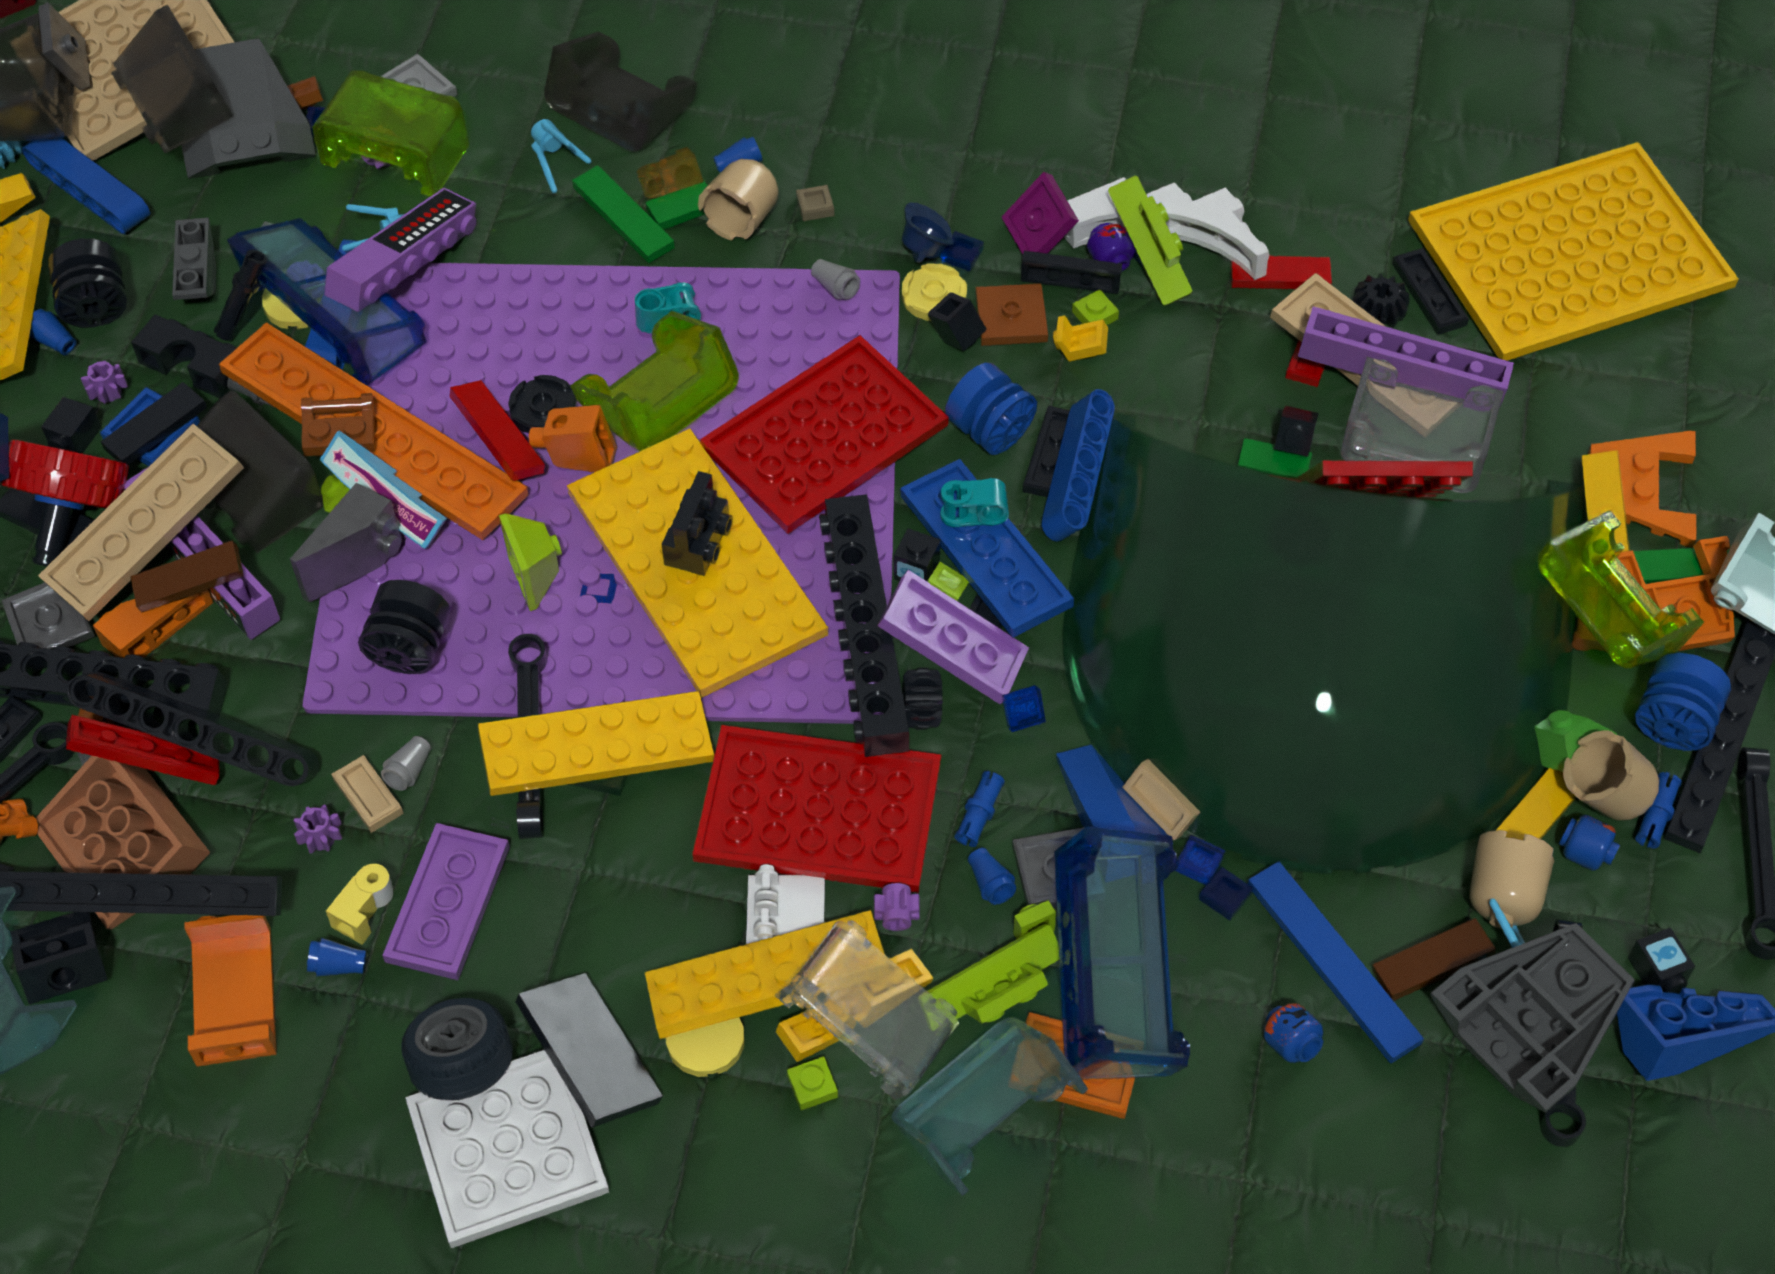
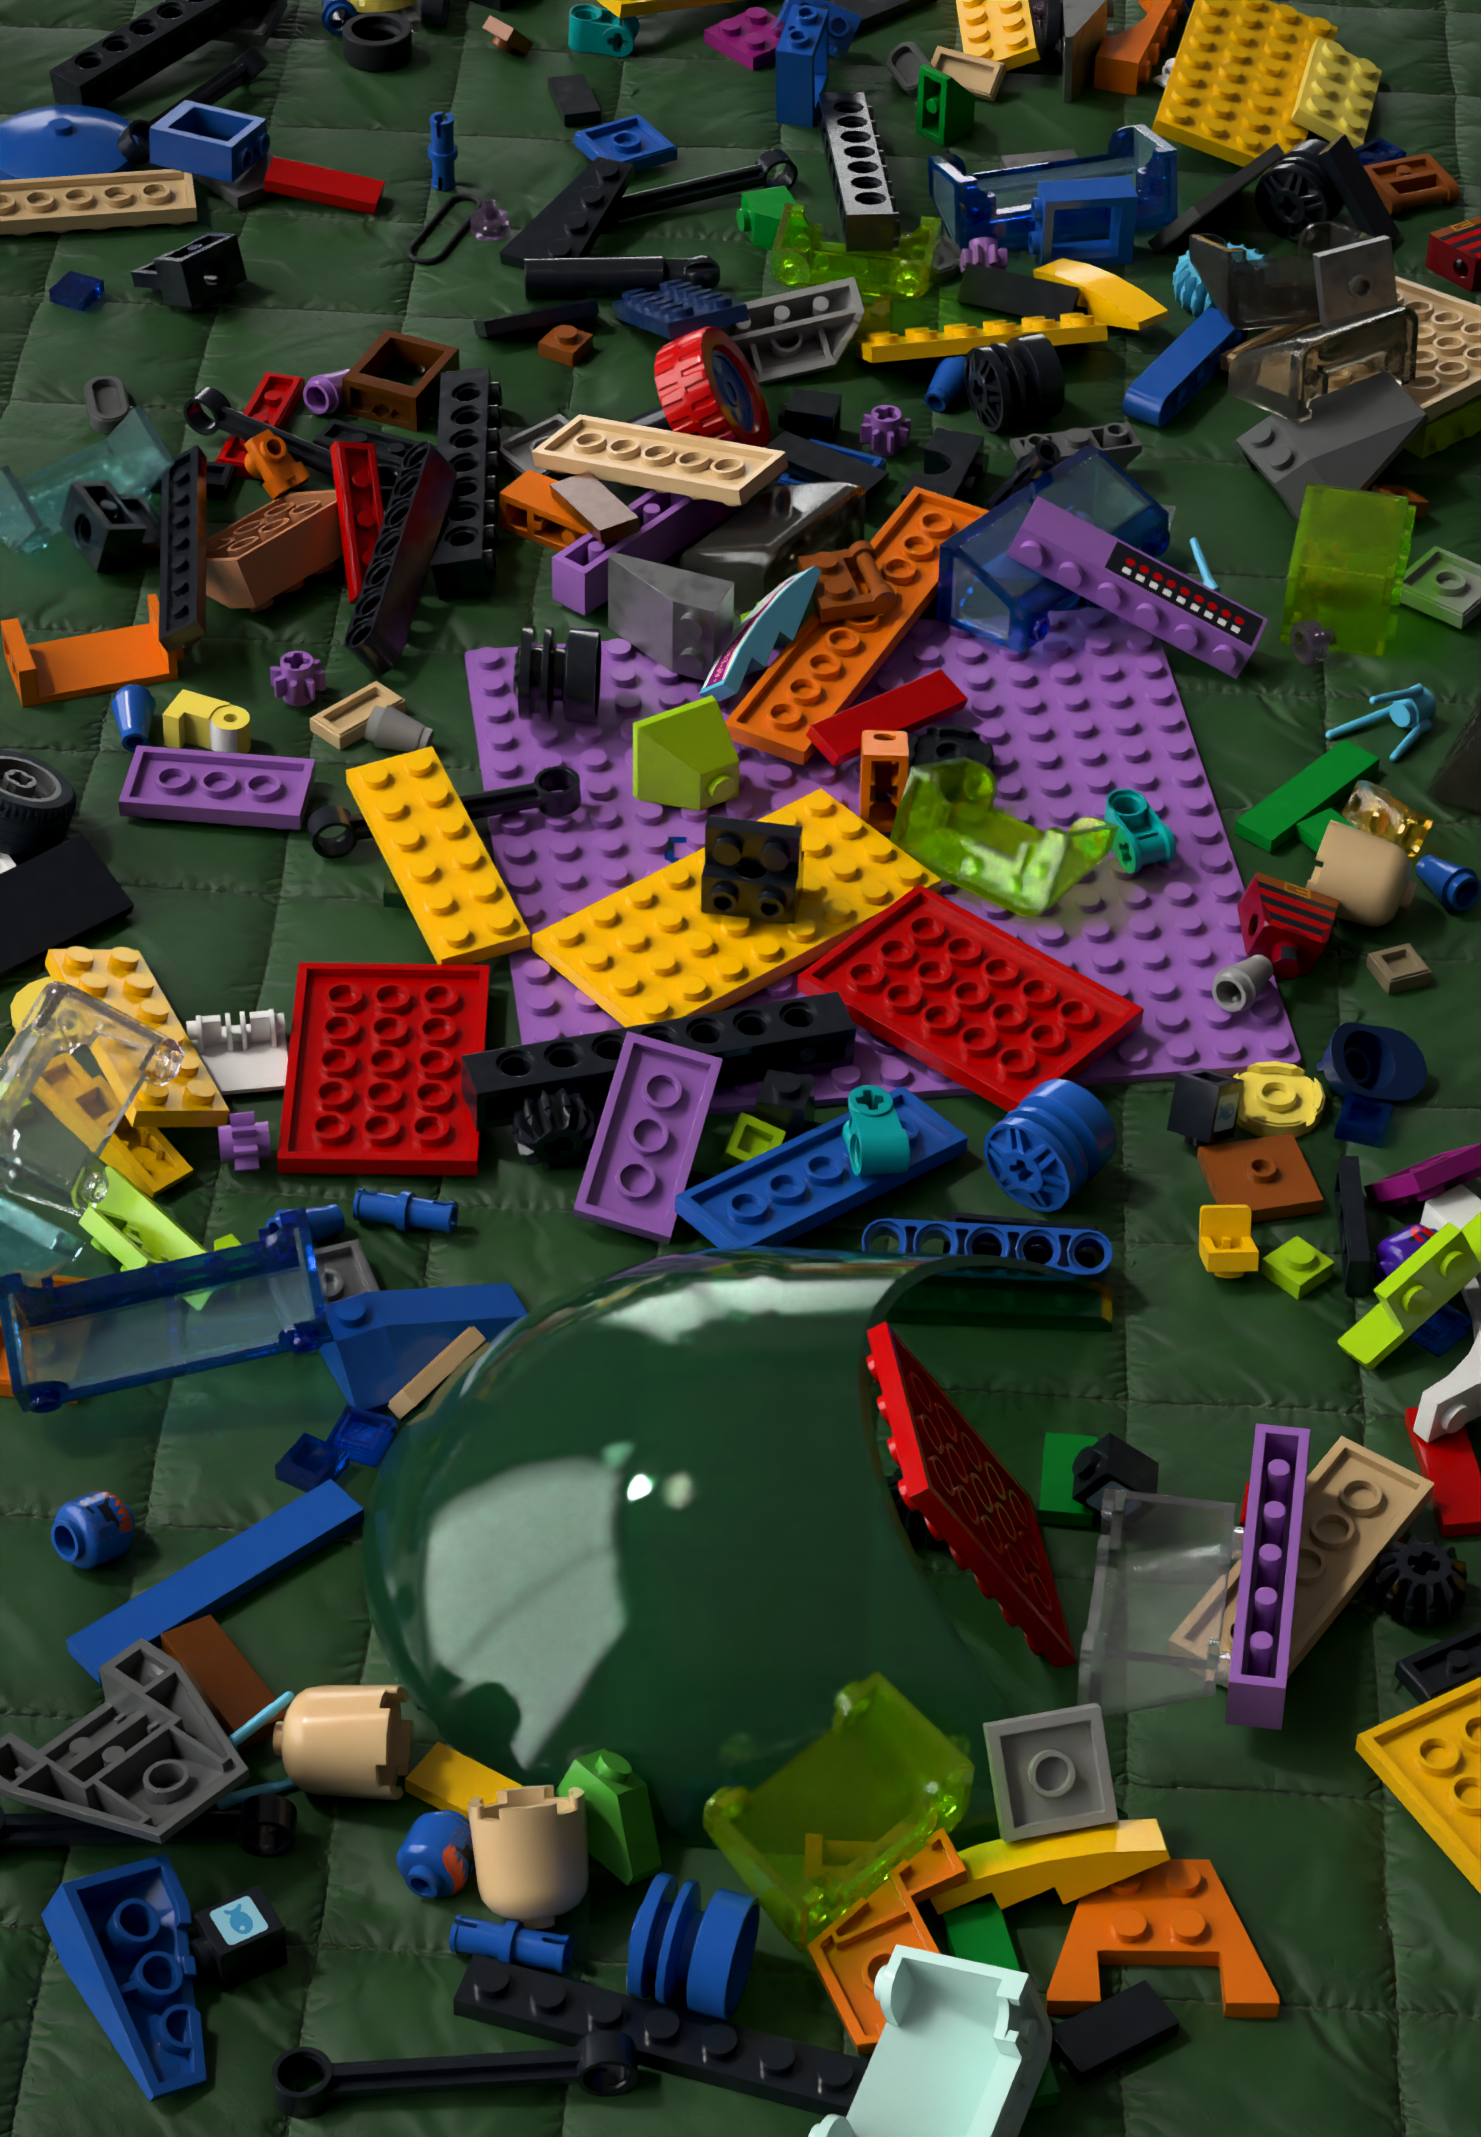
camera: 80 degrees right, 15 degrees down
(458, 175) = (1311, 641): none -> tile
(782, 245) = (1285, 924): none -> torso
(1024, 708) = (565, 1235): clear blue tile -> none
(1574, 485) = (1050, 1772): none -> light grey plate
(1711, 510) = (1113, 2032): none -> black tile

